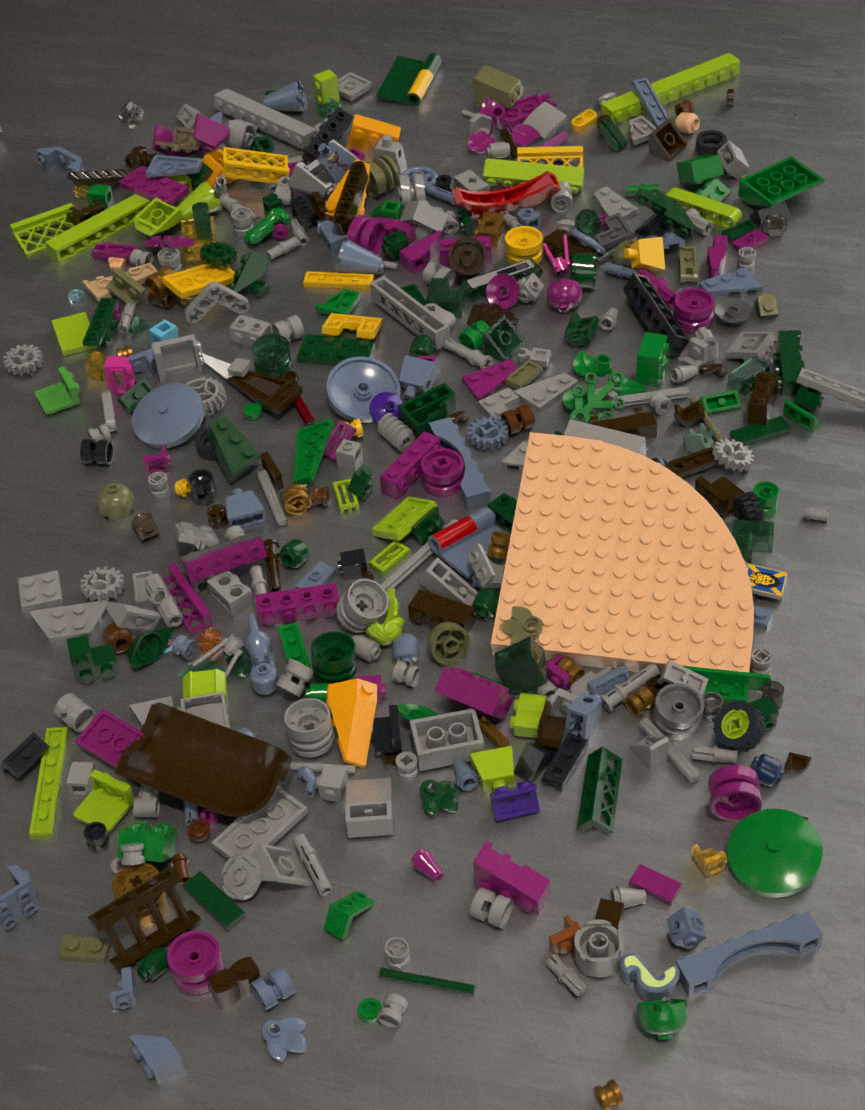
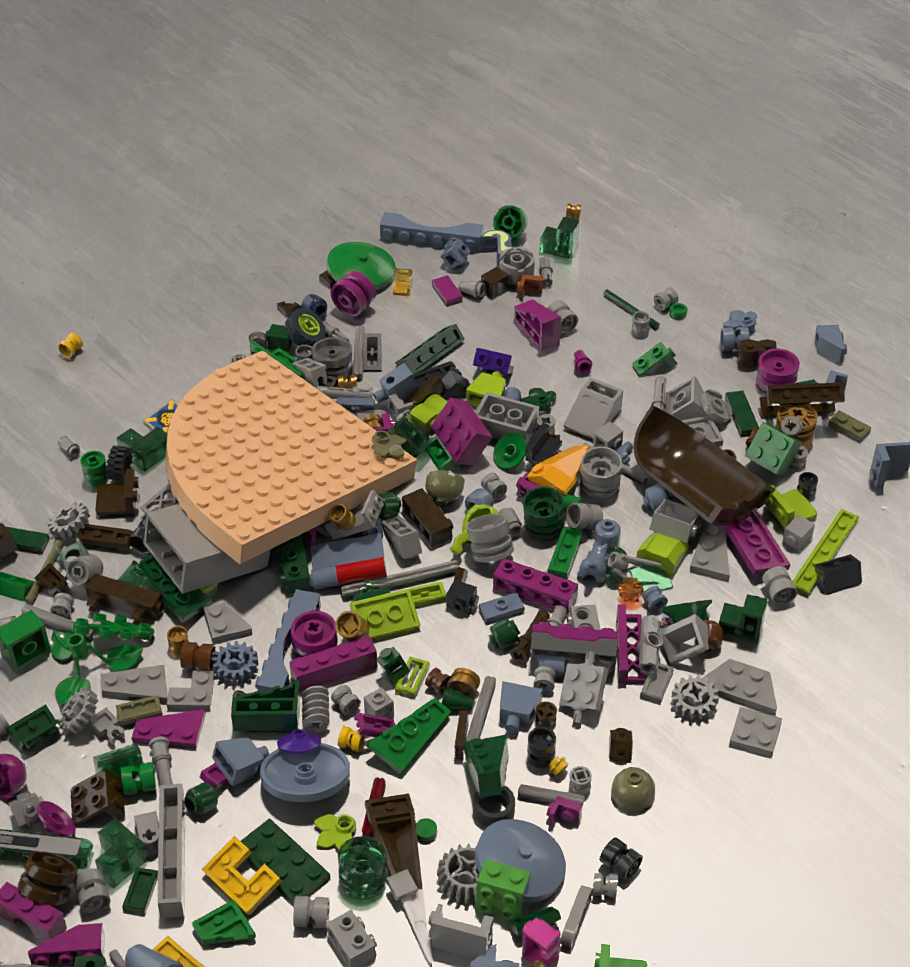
camera: 150 degrees left, 0 degrees up
(164, 380) = (501, 889): none -> bright green bracket
(183, 469) = (546, 795): none -> light grey axle
(313, 382) = (333, 830): none -> lime plate
(379, 450) = (345, 699): none -> light grey wheel
(415, 485) = (351, 626): none -> pearl gold wheel
(546, 423) = (176, 637): none -> pearl gold wheel
(560, 345) = (78, 710): none -> light grey gear
(582, 1026) = (563, 240): none -> clear green brick
(669, 423) = (83, 569): none -> light grey wheel

